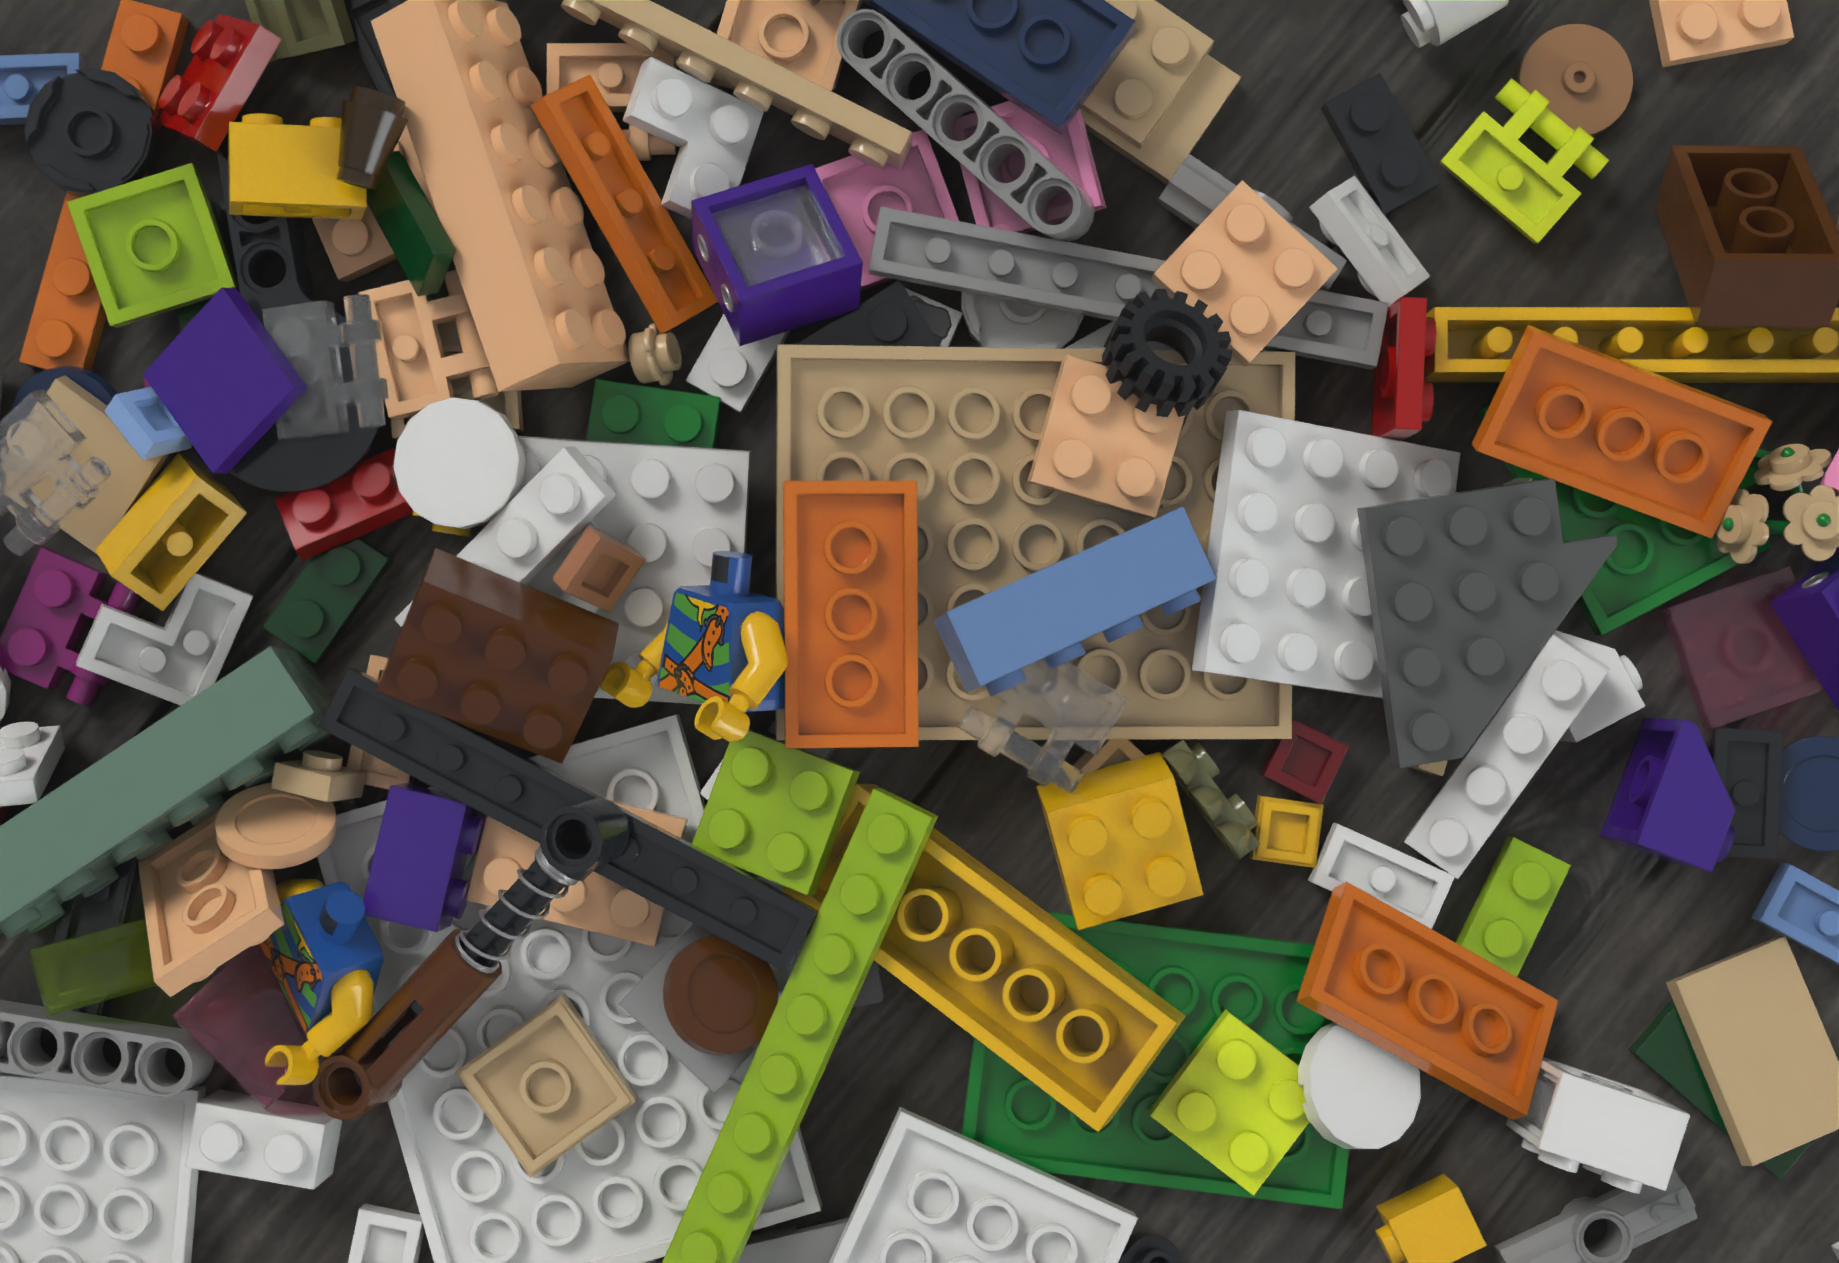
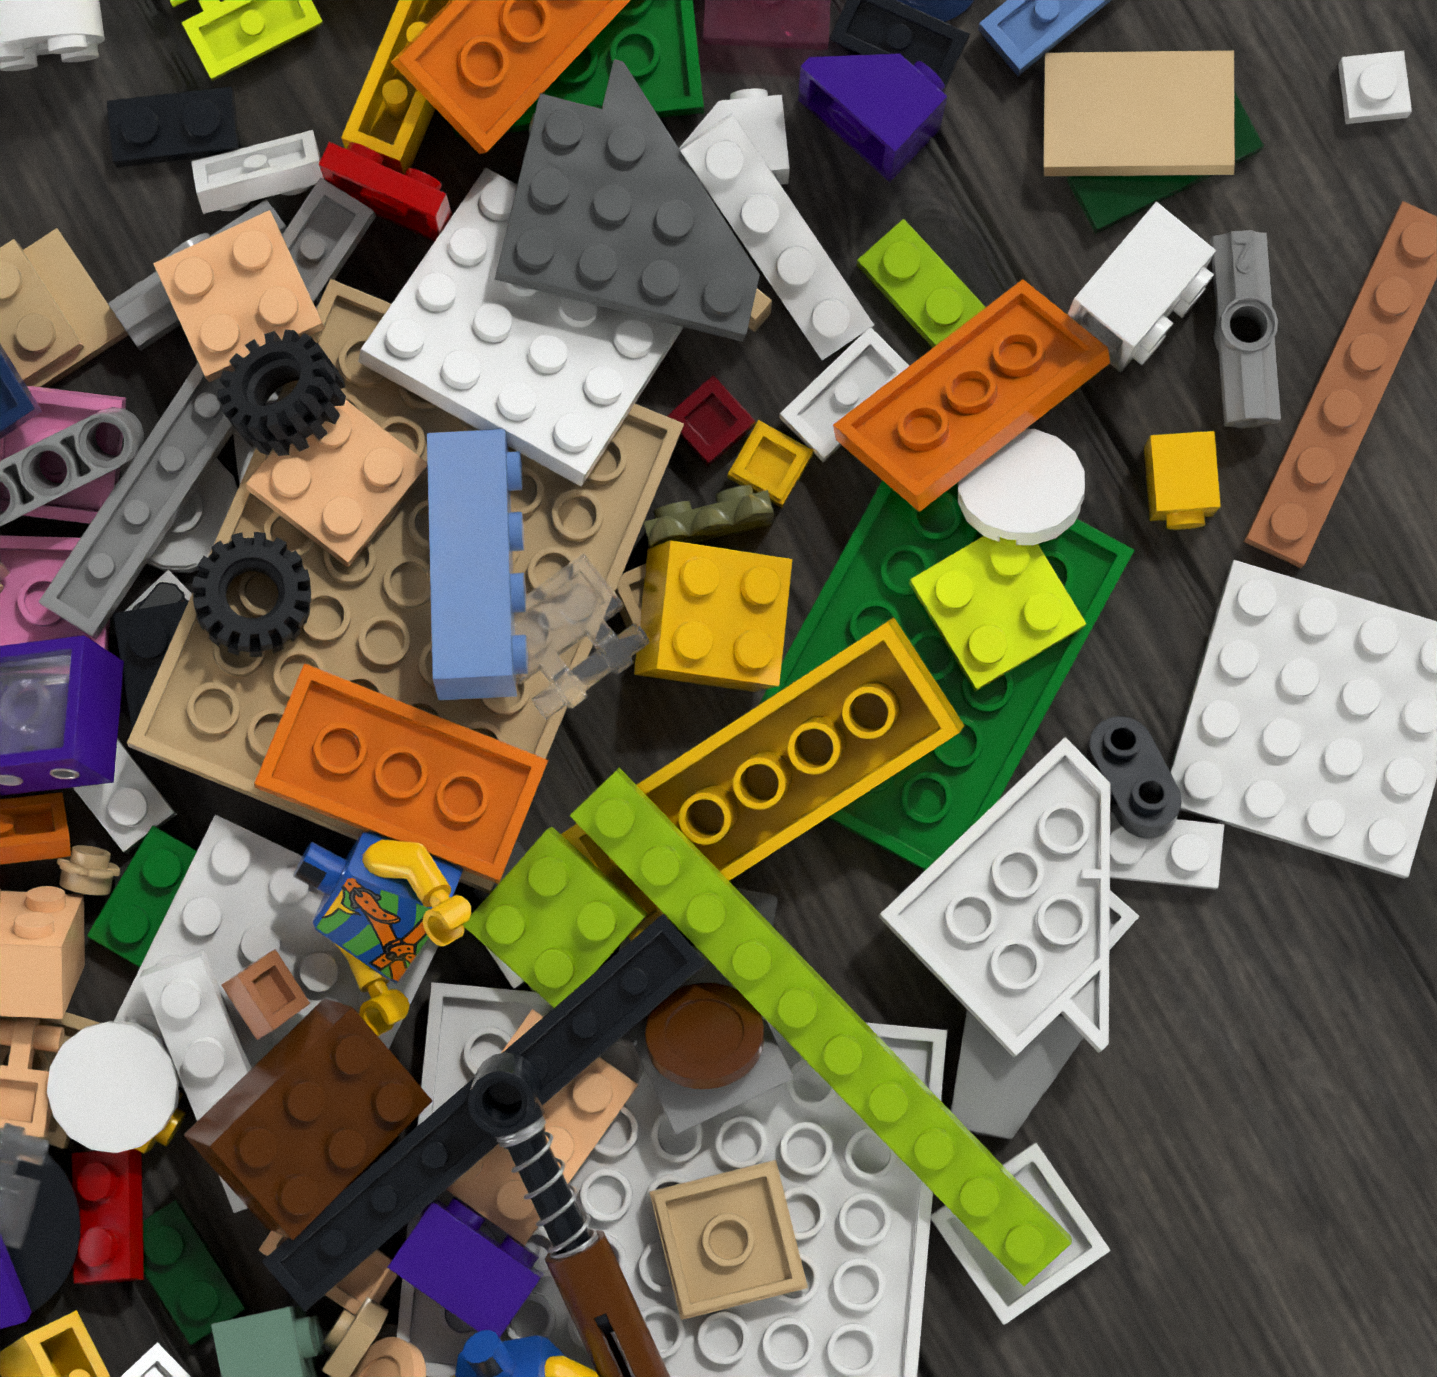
camera: 70 degrees left, 5 degrees down
(1003, 397) = (260, 556): none -> black tyre

